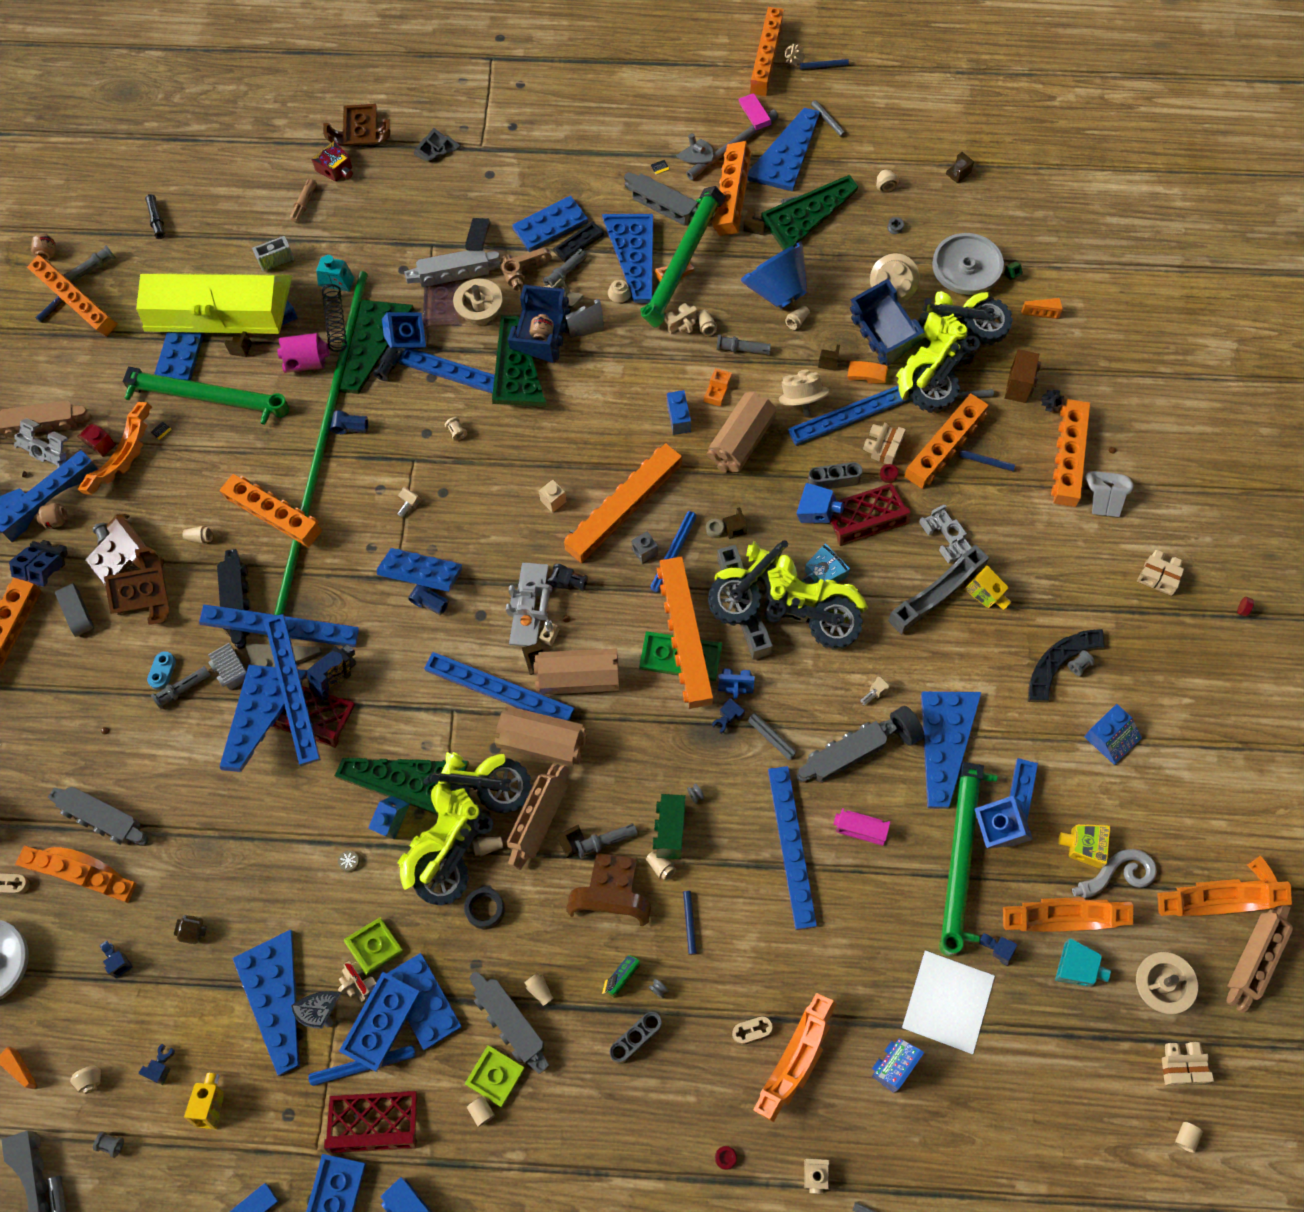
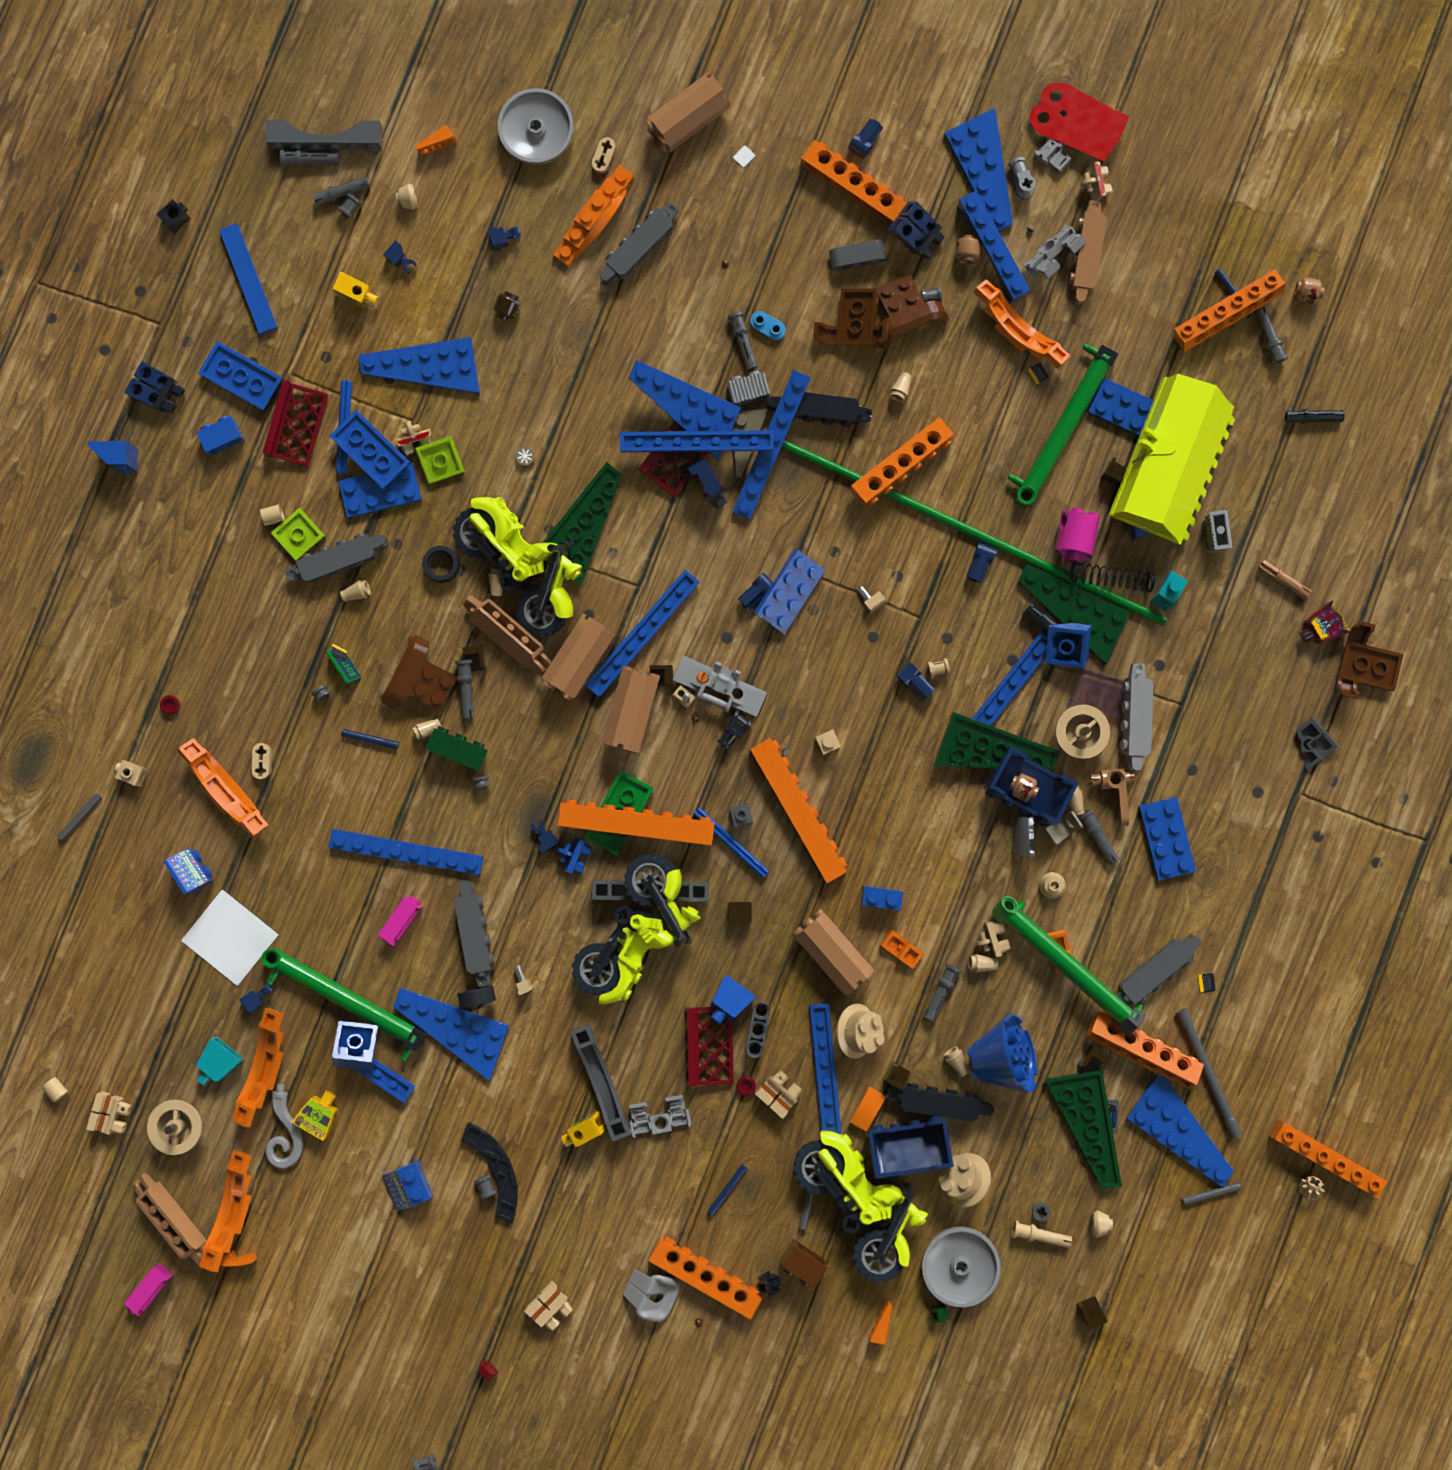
camera: 110 degrees right, 20 degrees up
(96, 1169) = (340, 191): none -> dark grey pin
(97, 439) = (1046, 306): dark red slope -> none
(316, 1008) = (399, 398): shield -> none
(389, 818) = (544, 497): blue torso -> none
(472, 446) = (912, 678): none -> dark blue piece
(477, 234) = (1172, 755): black tile -> none
(579, 240) = (1133, 862): black tile -> none
(633, 245) = (1110, 919): blue wing -> none
(641, 1028) = (280, 654): dark grey beam -> none
(697, 151) = (1209, 1029): dark grey shield -> none
(715, 528) = (743, 891): dark tan tile -> none
(754, 111) = (1243, 1113): dark pink tile -> none
(772, 736) = (513, 871): dark grey axle -> none
(824, 64) = (1291, 1219): dark blue bar -> none
(825, 566) = (661, 980): dark azure torso -> none
(838, 318) = (939, 1103): none -> black hinge
(916, 225) = (1032, 1233): none -> tan pin
(970, 407) = (790, 1197): orange brick -> none

